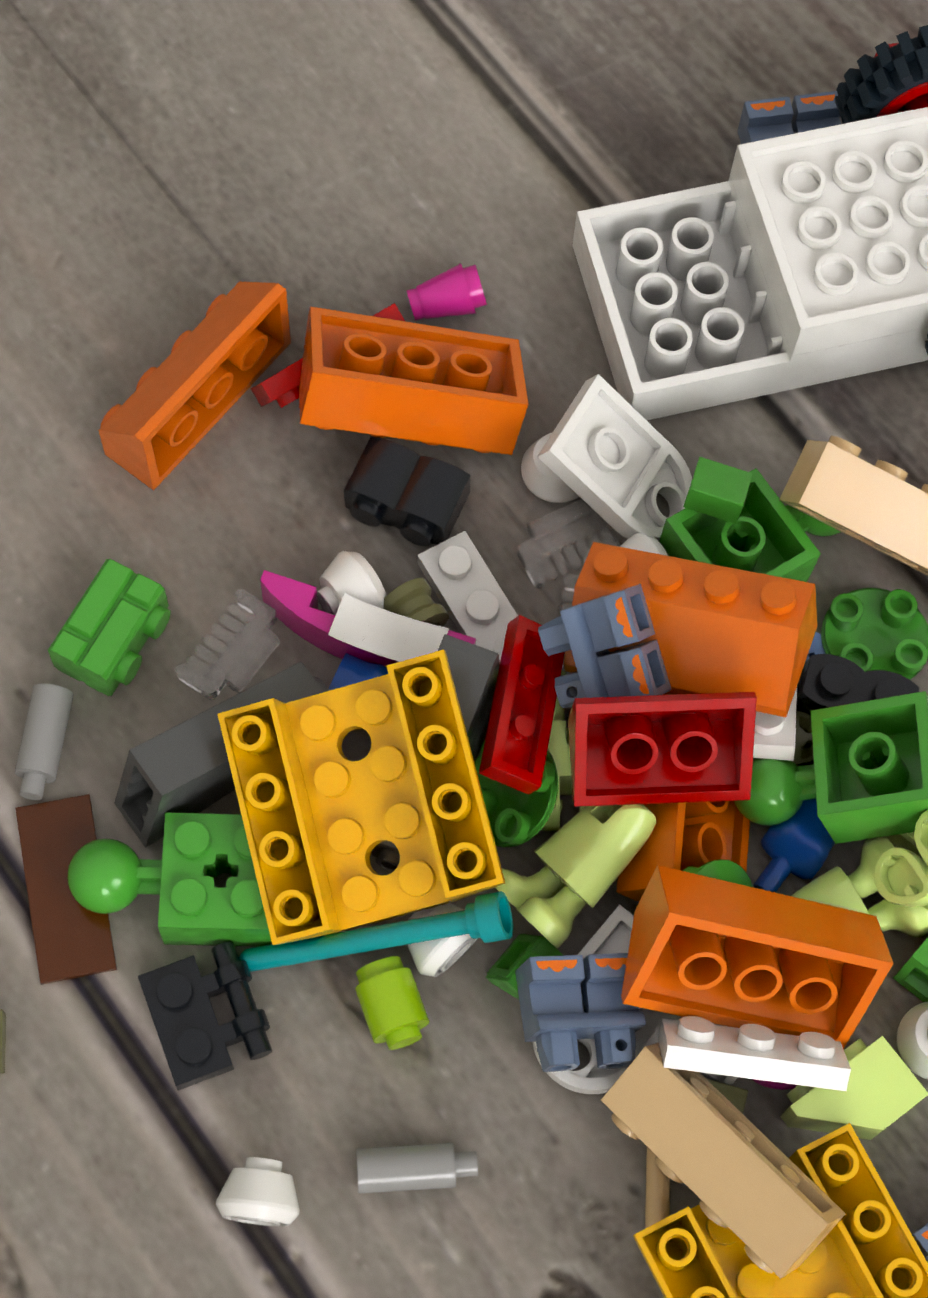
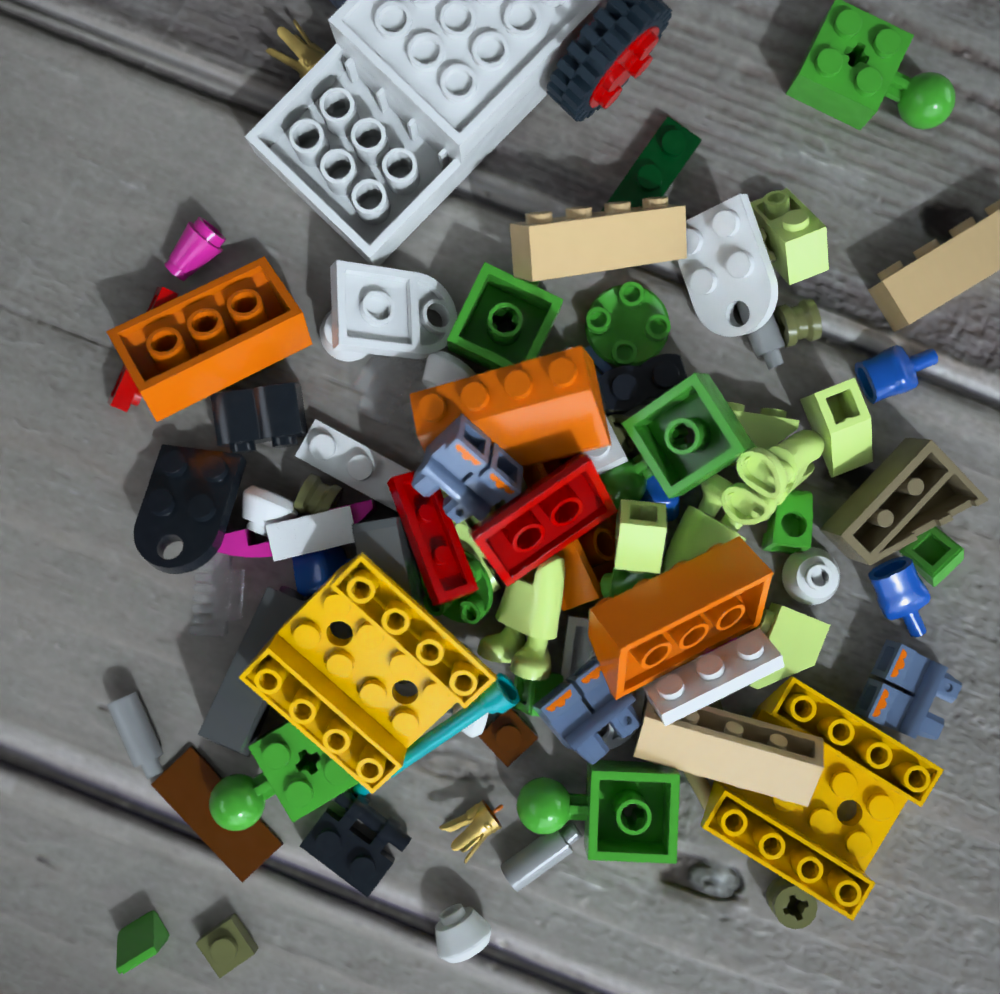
camera: 30 degrees left, 20 degrees up
(110, 628) = (129, 635): bright green brick -> none
(197, 381) = (67, 425): orange slope -> none
(274, 528) = (187, 503): none -> black plate
(367, 1072) = (482, 825): none -> pearl gold piece
(391, 1002) = (466, 766): lime brick -> none
(460, 1104) = (609, 834): none -> bright green brick
(461, 1005) = (508, 736): none -> reddish brown plate
(685, 172) = (308, 54): none -> pearl gold piece
(718, 490) = (469, 297): bright green slope -> none
(760, 838) = (640, 536): none -> yellowish green slope

